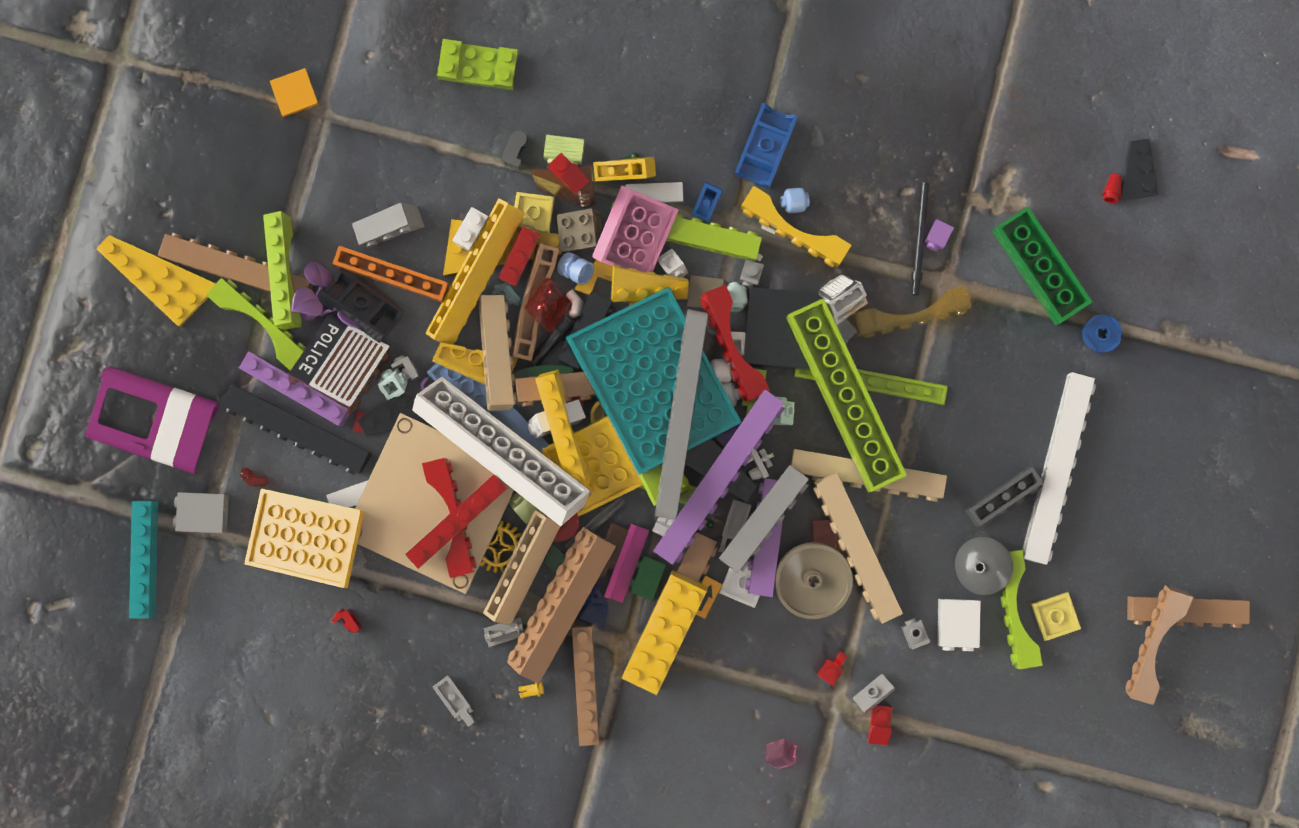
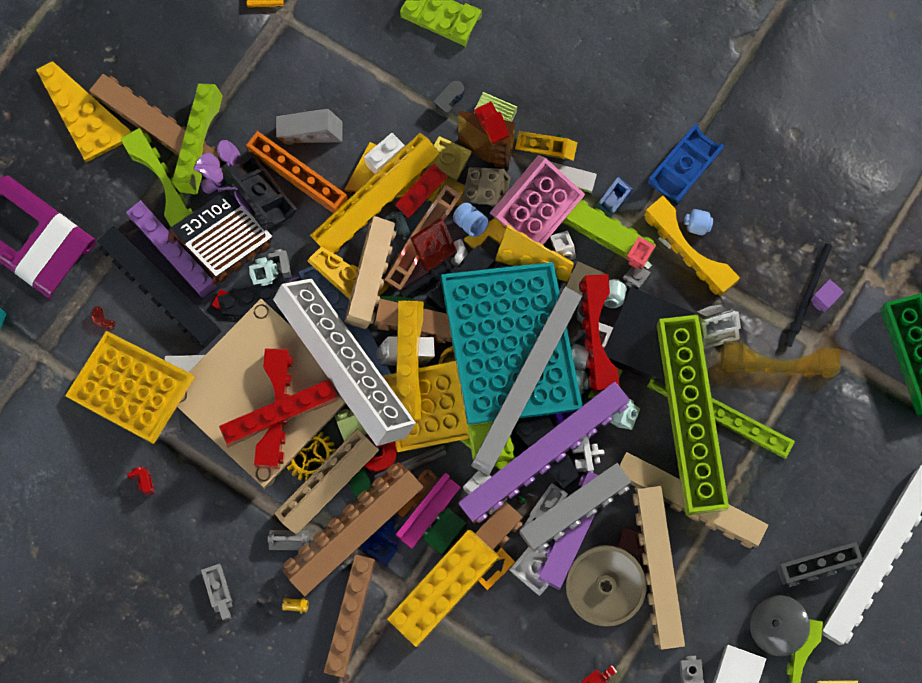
camera: 20 degrees right, 10 degrees down
(201, 512) = (42, 335): light grey brick -> none
(749, 251) = (640, 253): none -> coral bracket

